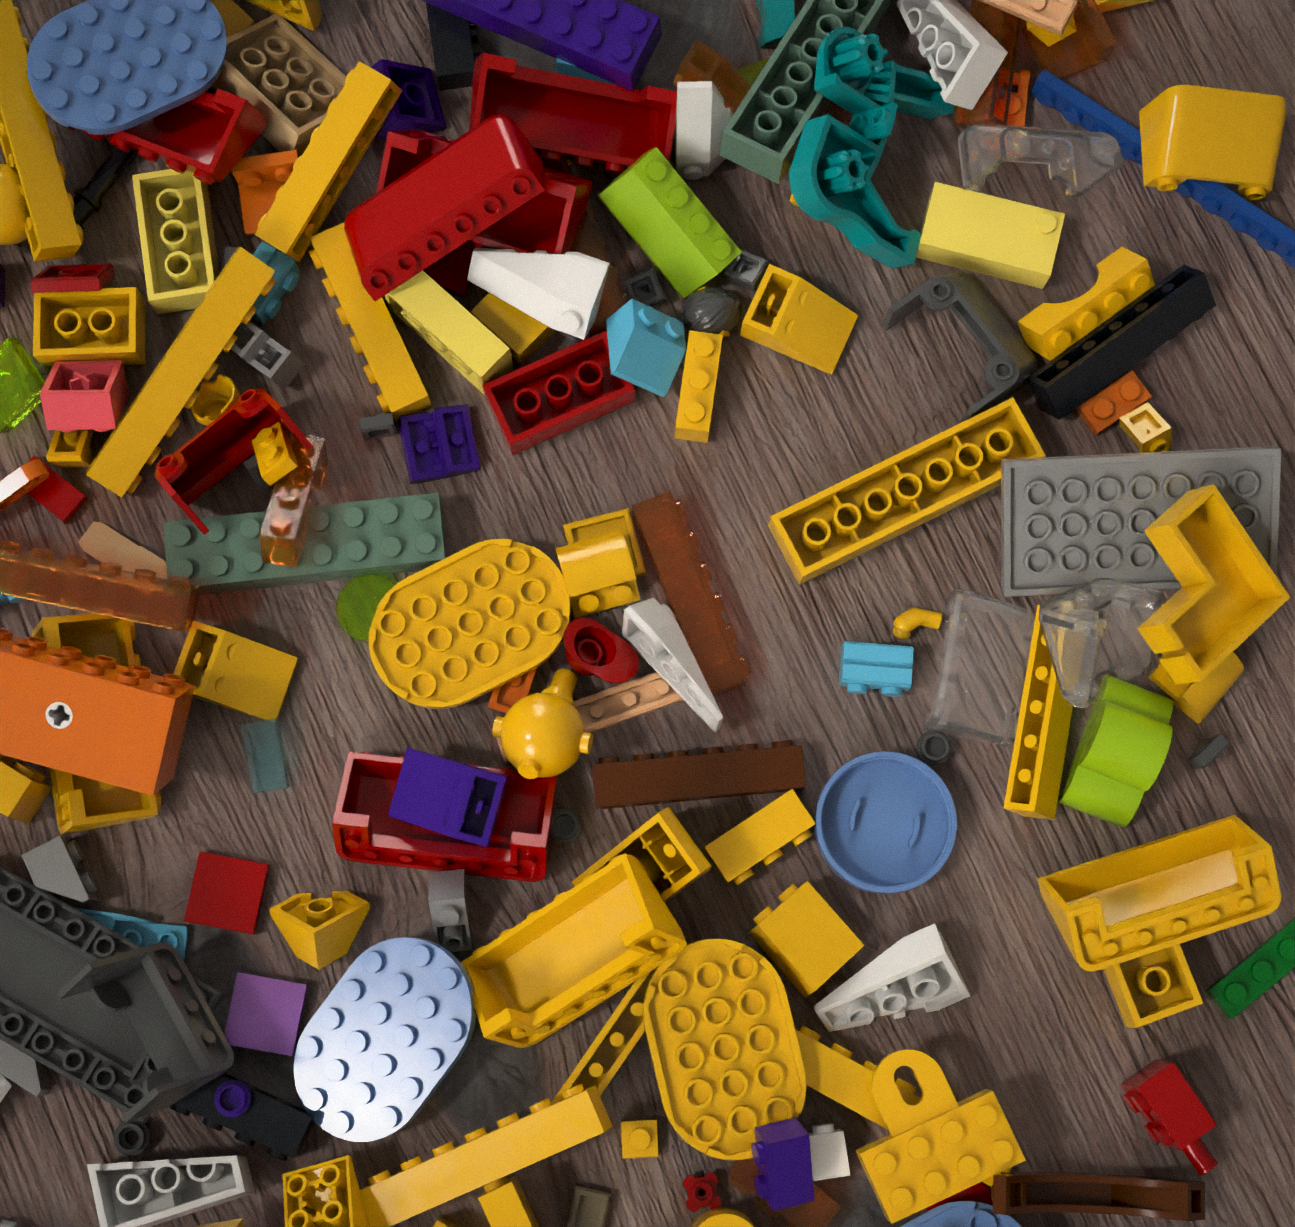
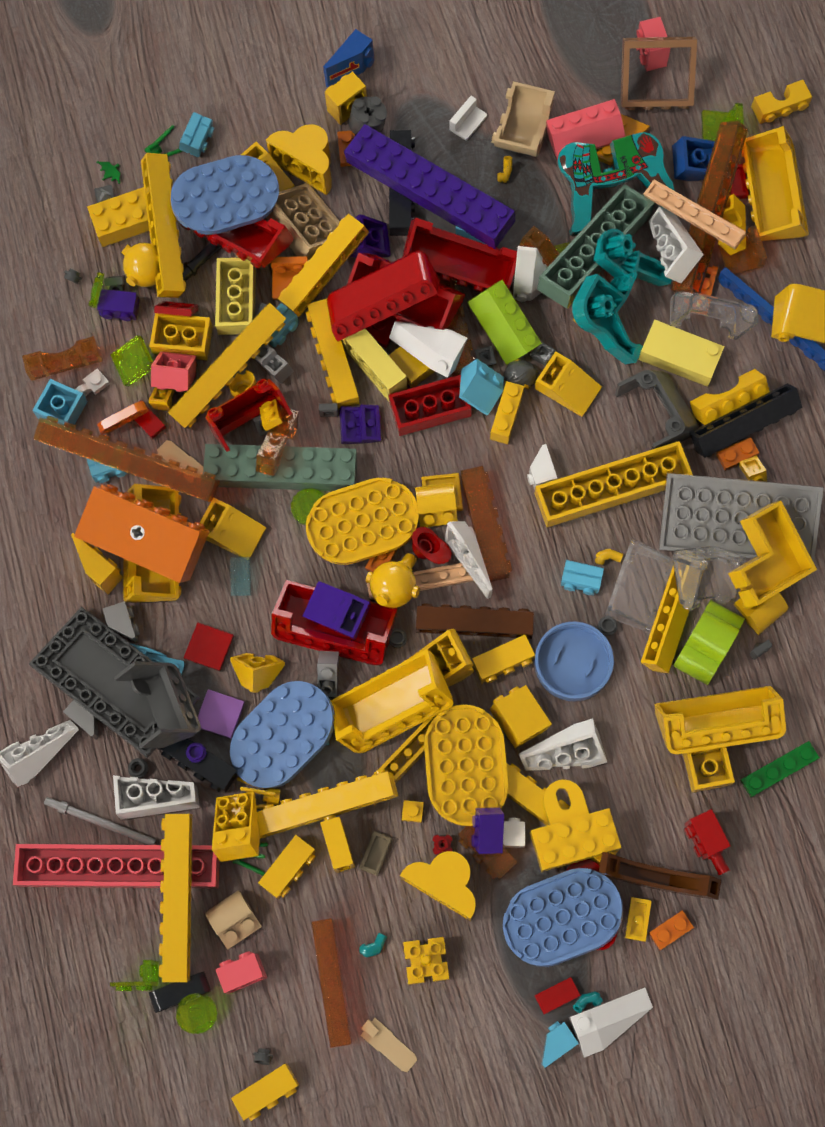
camera: 15 degrees right, 5 degrees down
(381, 1153) = (270, 796): none -> yellow plant
(776, 481) = (542, 468): none -> white slope

